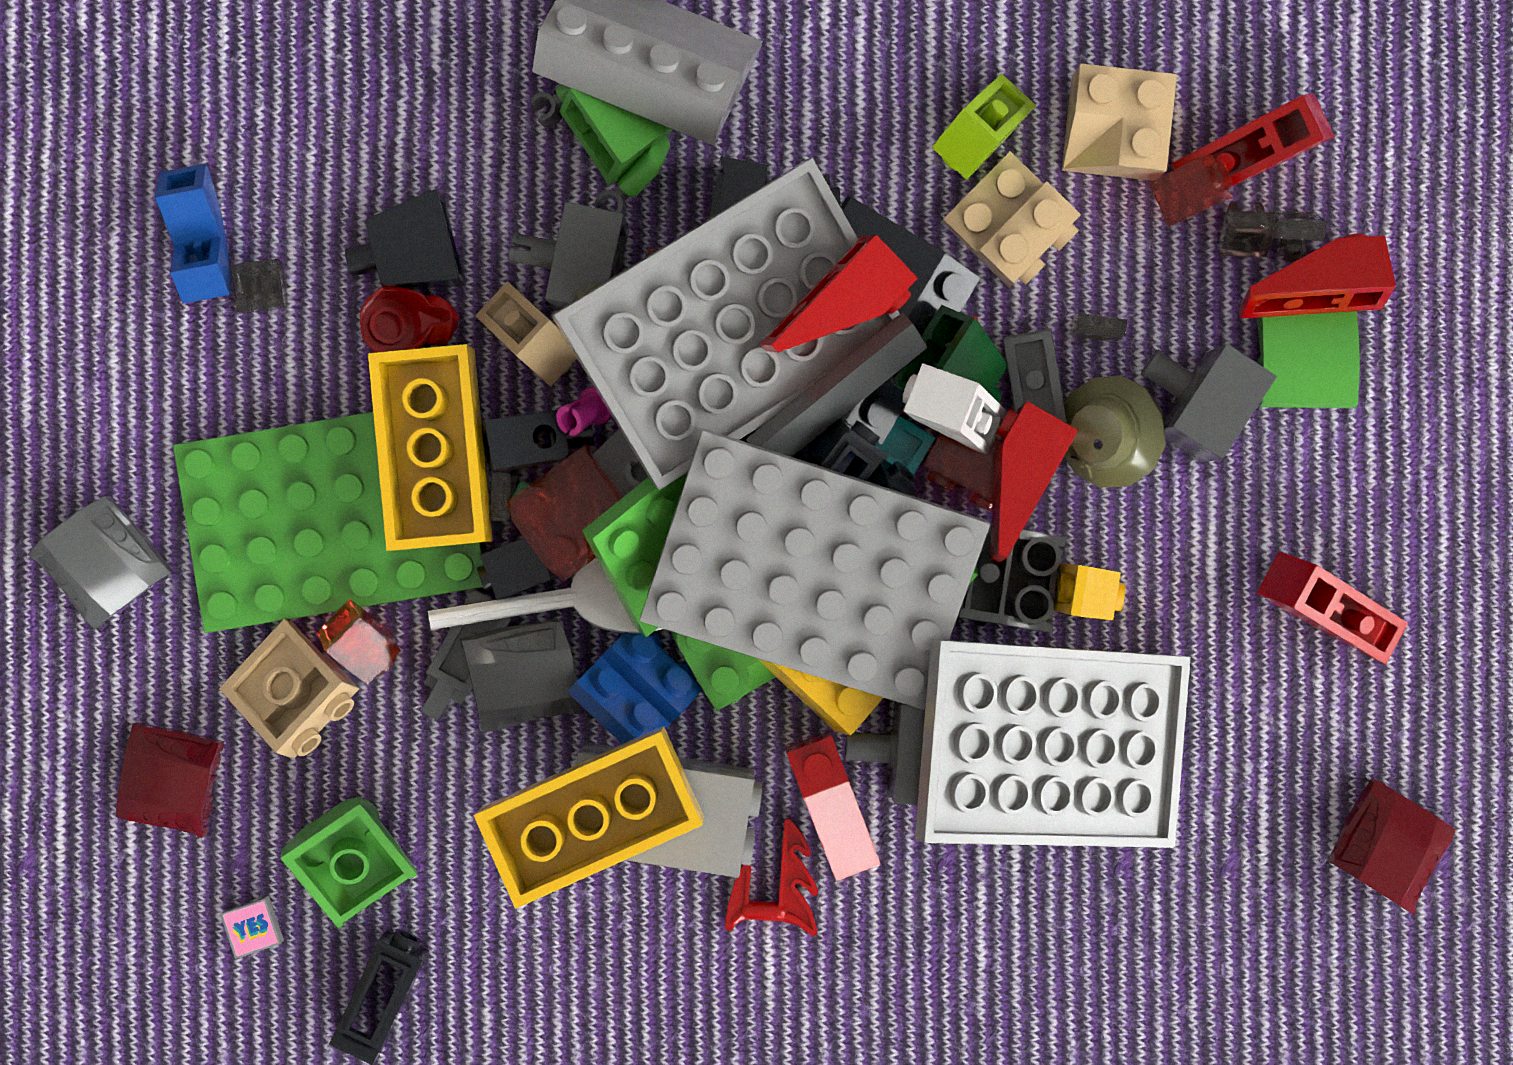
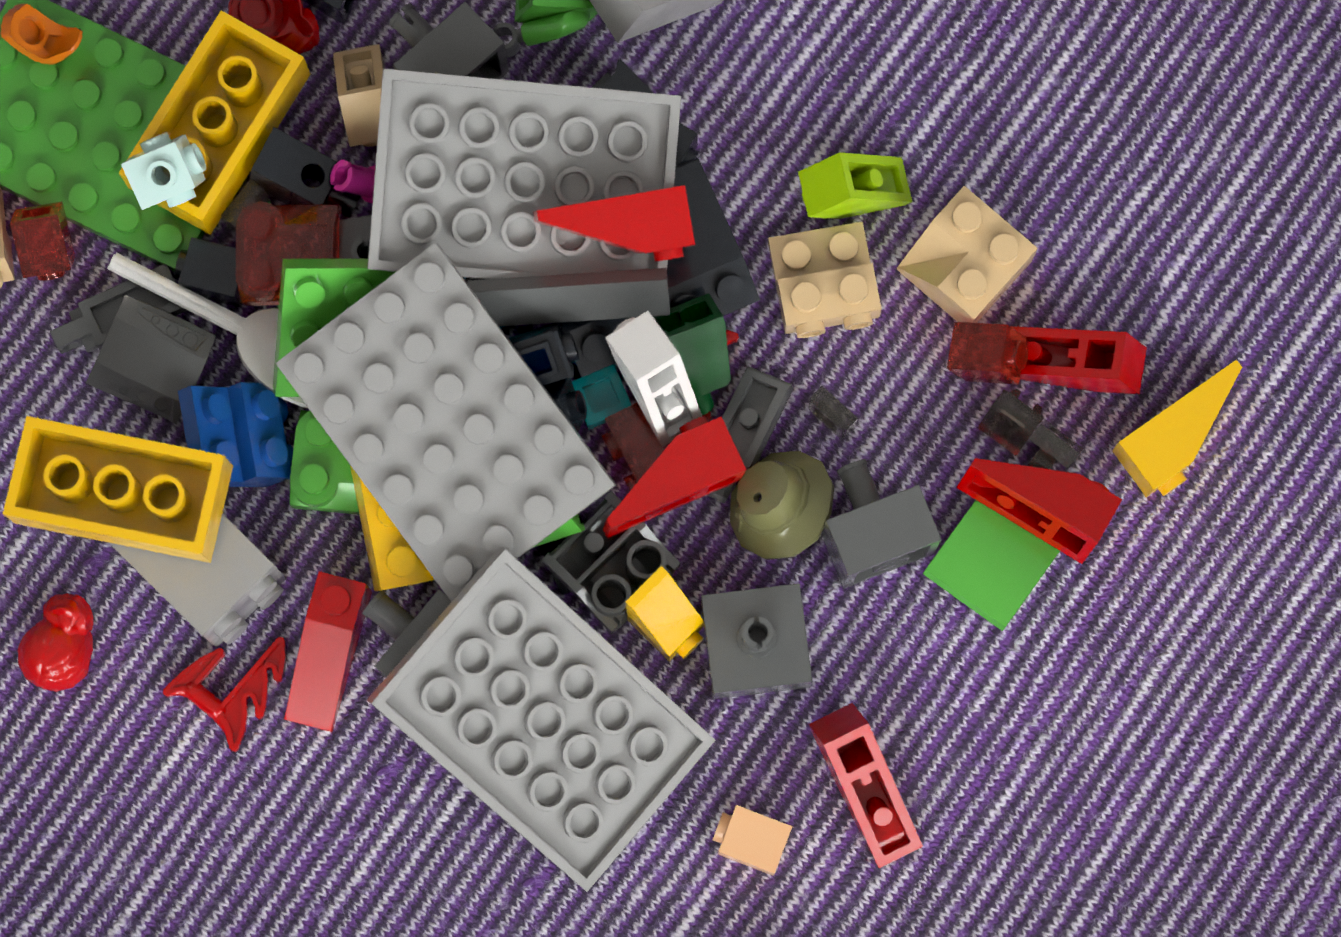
camera: 40 degrees right, 10 degrees down
(228, 477) = (38, 35): none -> orange hair
(428, 526) = (165, 171): none -> light aqua brick
(615, 951) = (59, 646): none -> red hair
(1170, 557) = (756, 641): none -> dark grey brick
(1276, 715) = (752, 839): none -> light nougat brick
(1387, 149) = (1170, 441): none -> yellow slope

